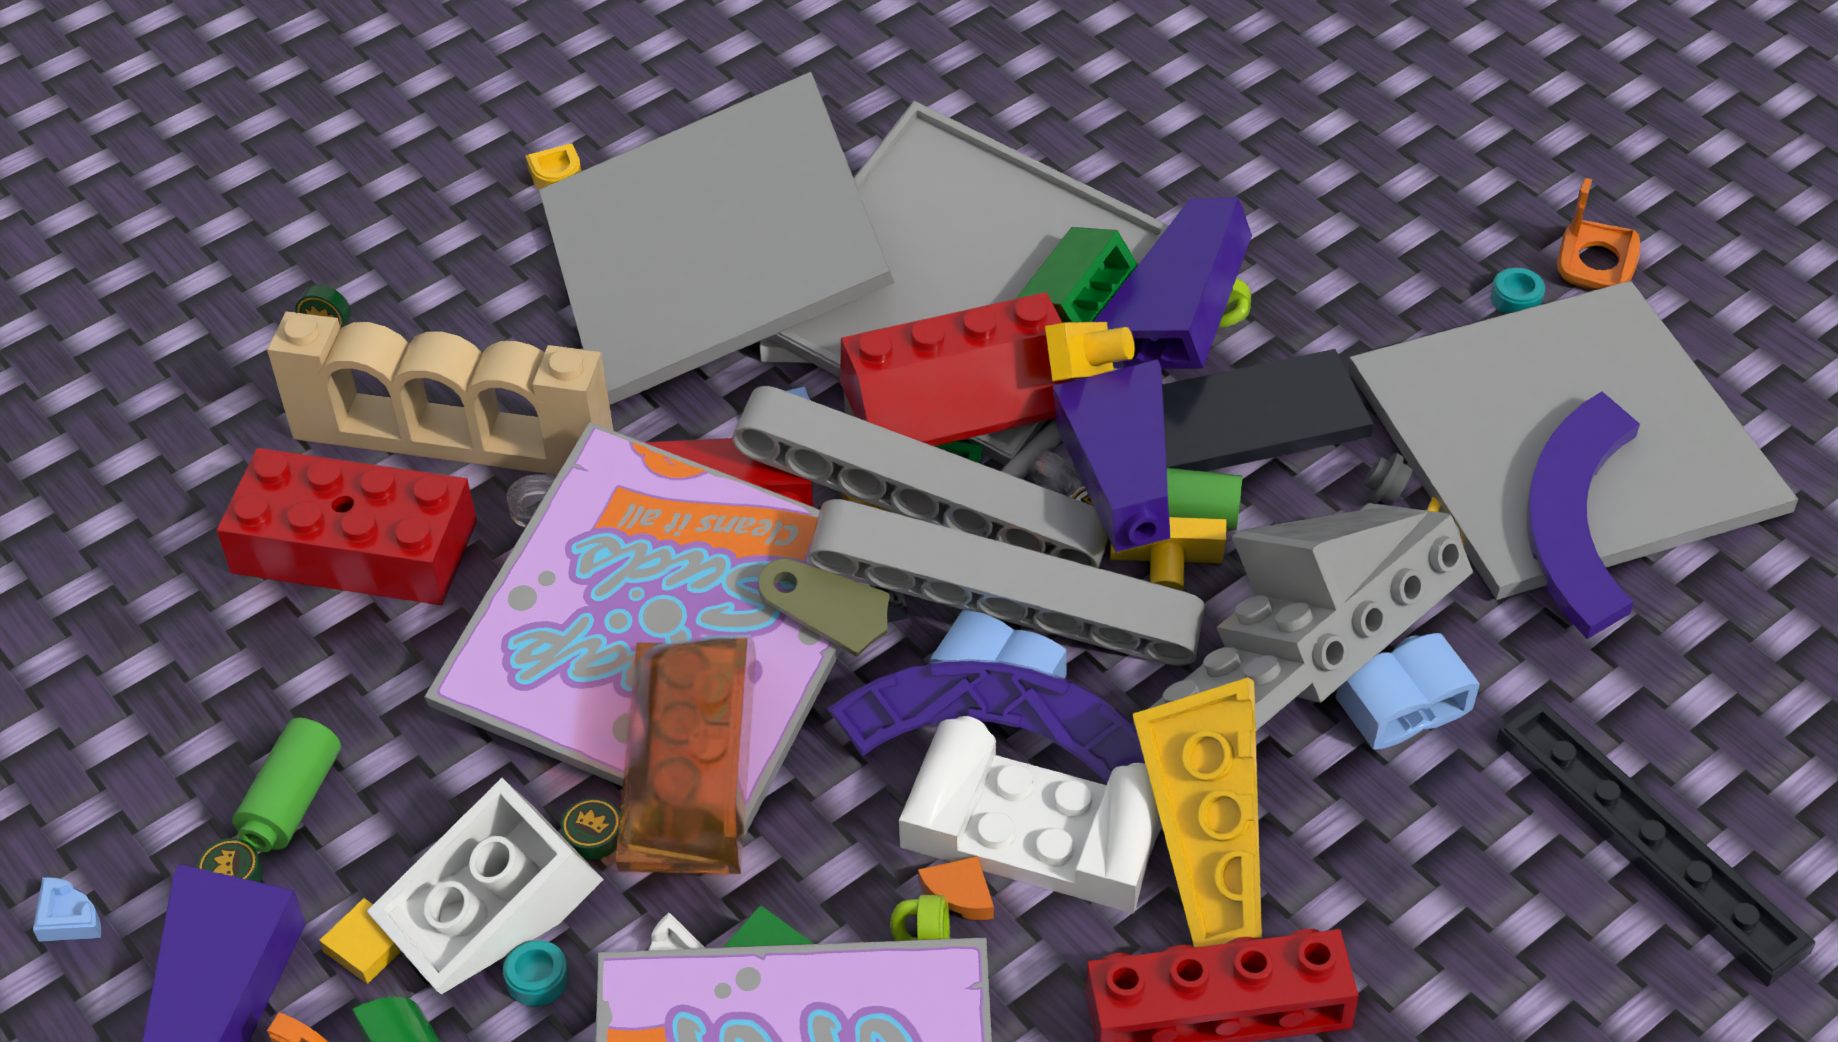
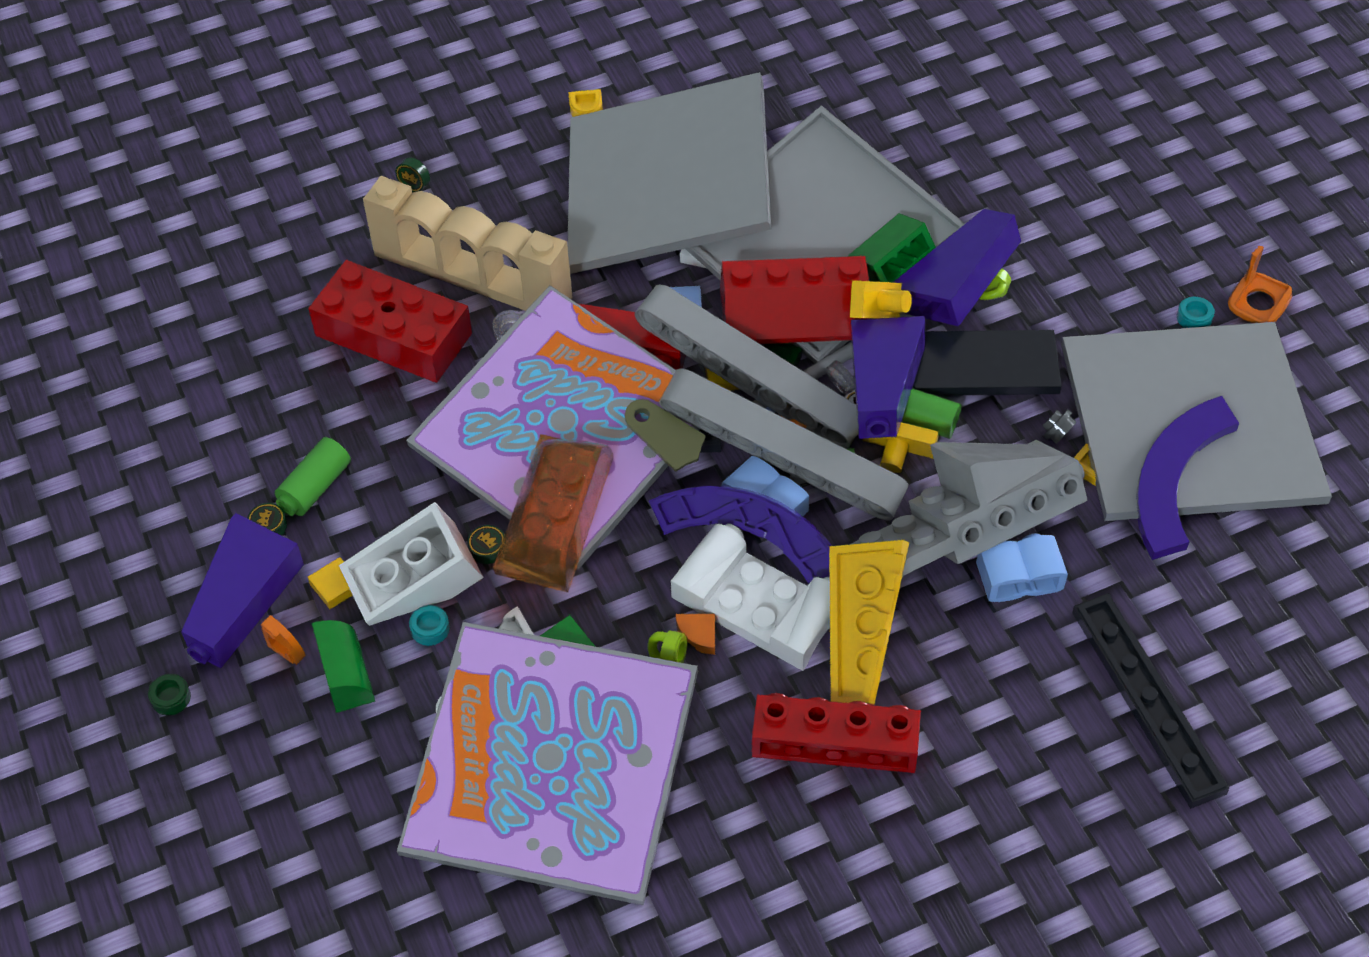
camera: 15 degrees right, 5 degrees up
(64, 913) = (166, 527): light blue tile -> none

